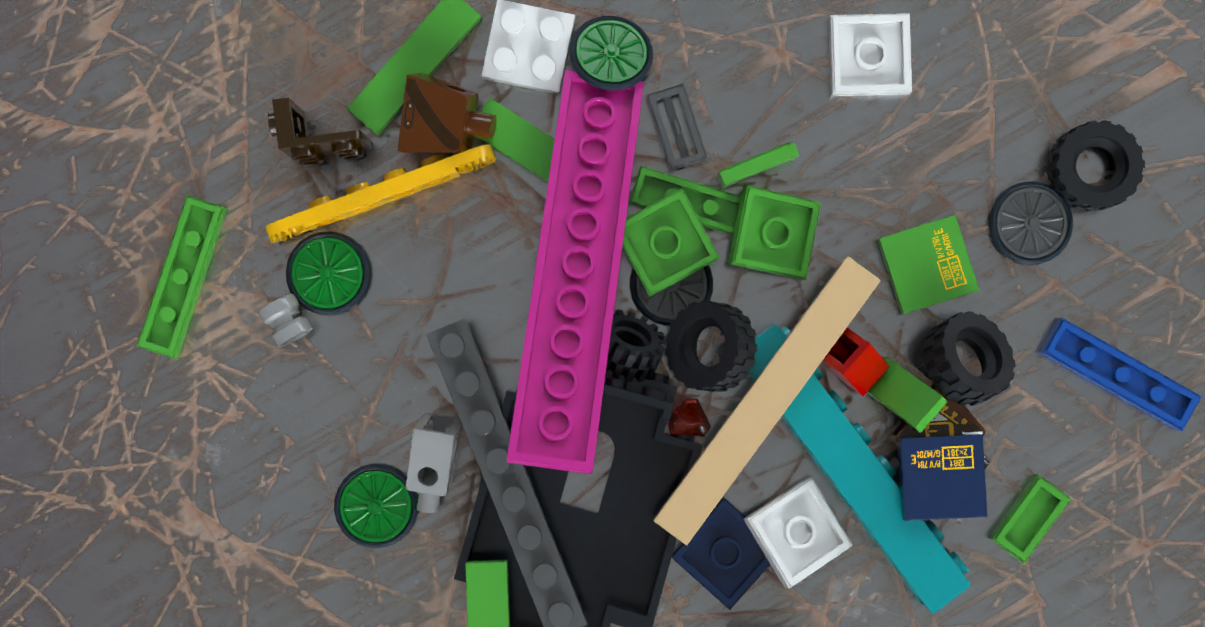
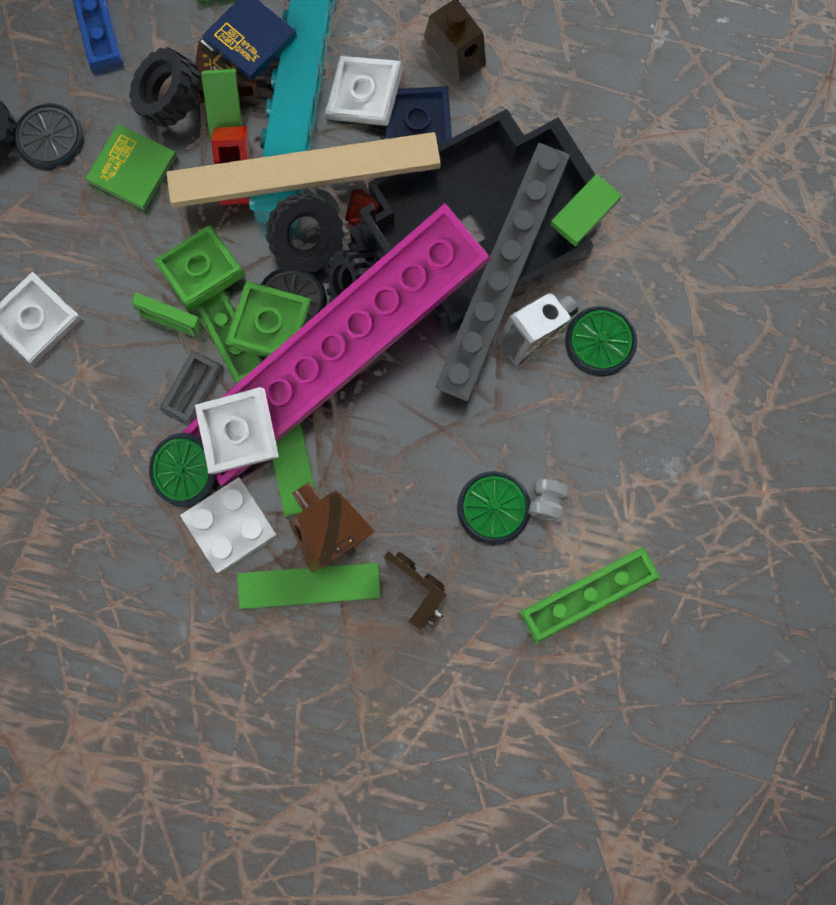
camera: 135 degrees left, 10 degrees down
(395, 186) = (425, 529): yellow plate -> none
(590, 119) = (236, 431): none -> white plate

